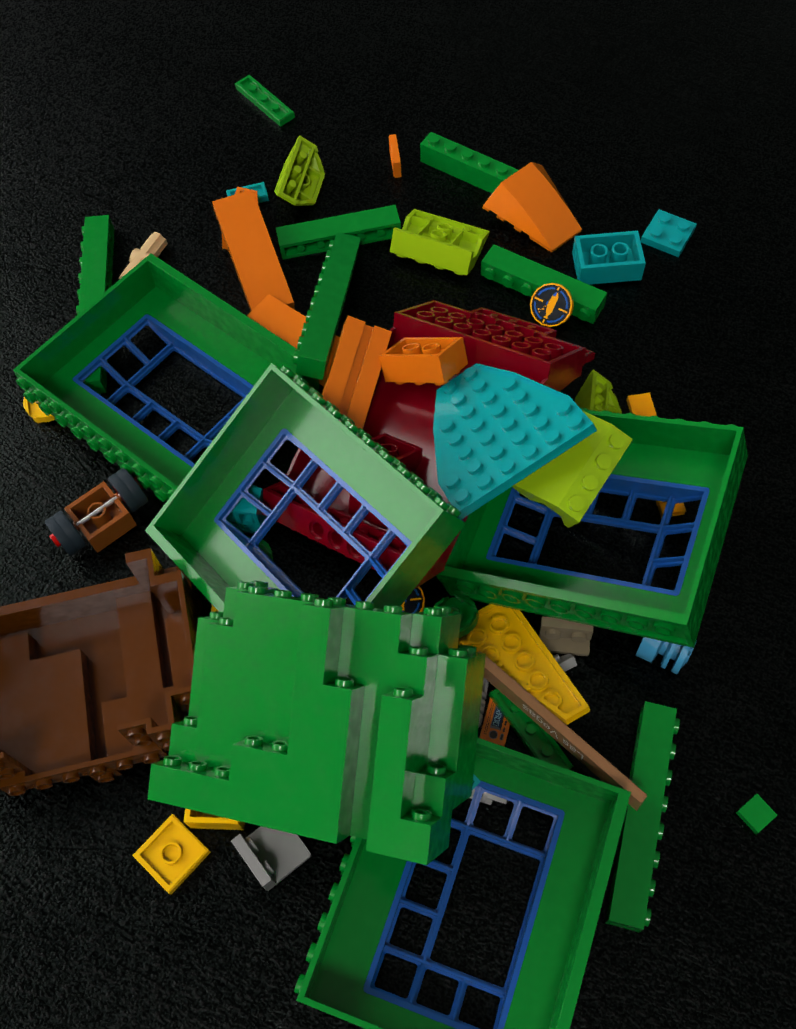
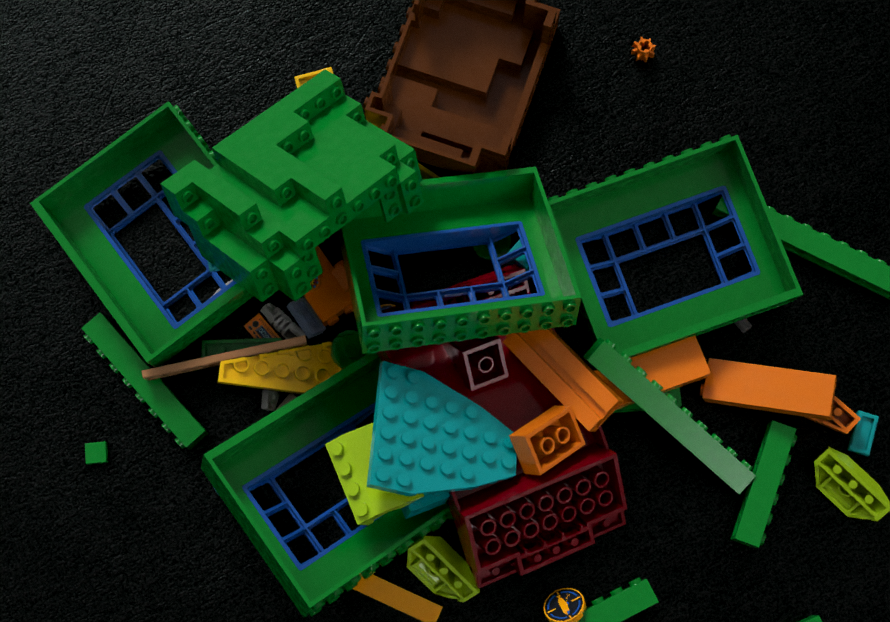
camera: 120 degrees right, 15 degrees up
(98, 514) = (588, 147): brick -> none
(153, 245) = (834, 304): tan piece -> none
(395, 157) = (827, 590): orange tile -> none
(439, 242) = (699, 565): lime piece -> none

